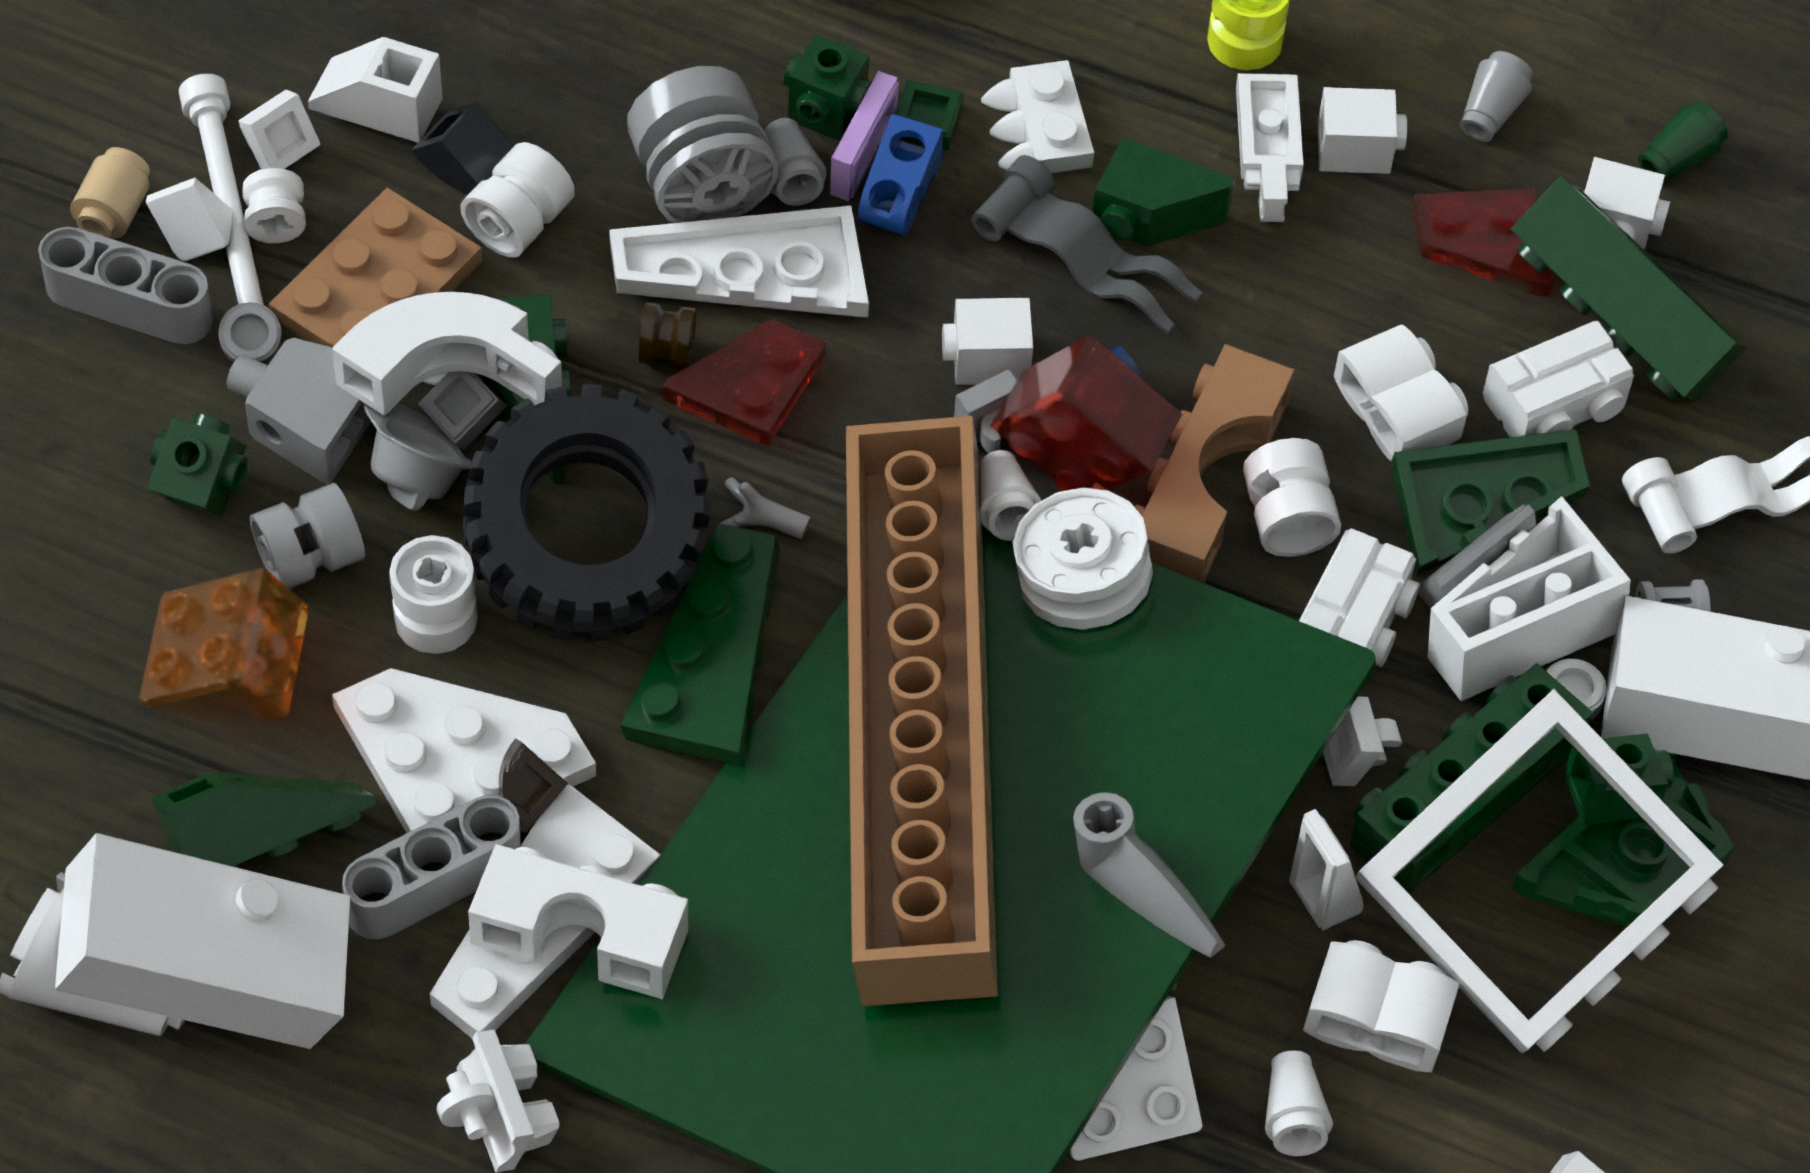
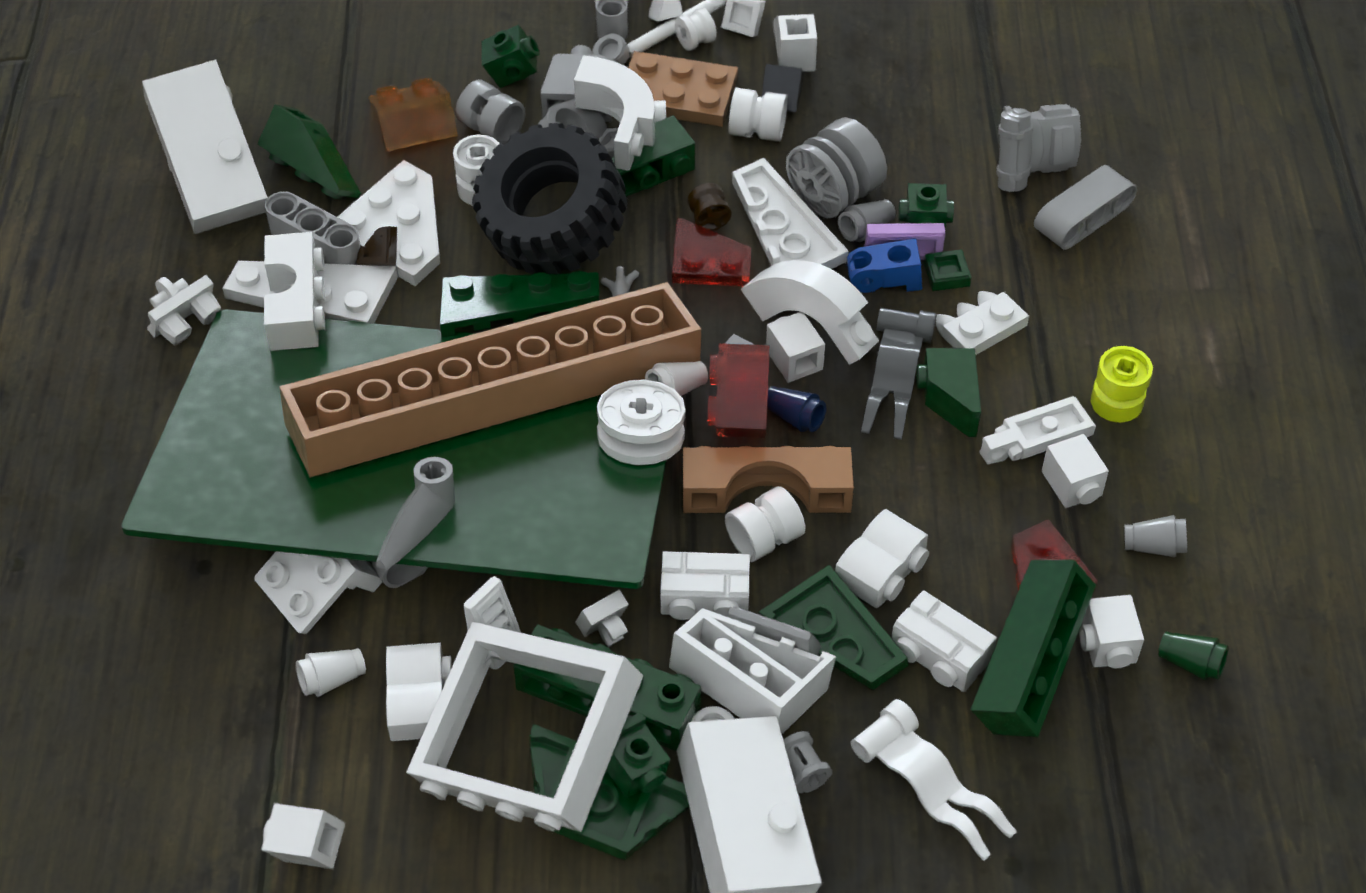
camera: 70 degrees right, 5 degrees down
(930, 273) = (818, 293): none -> white arch

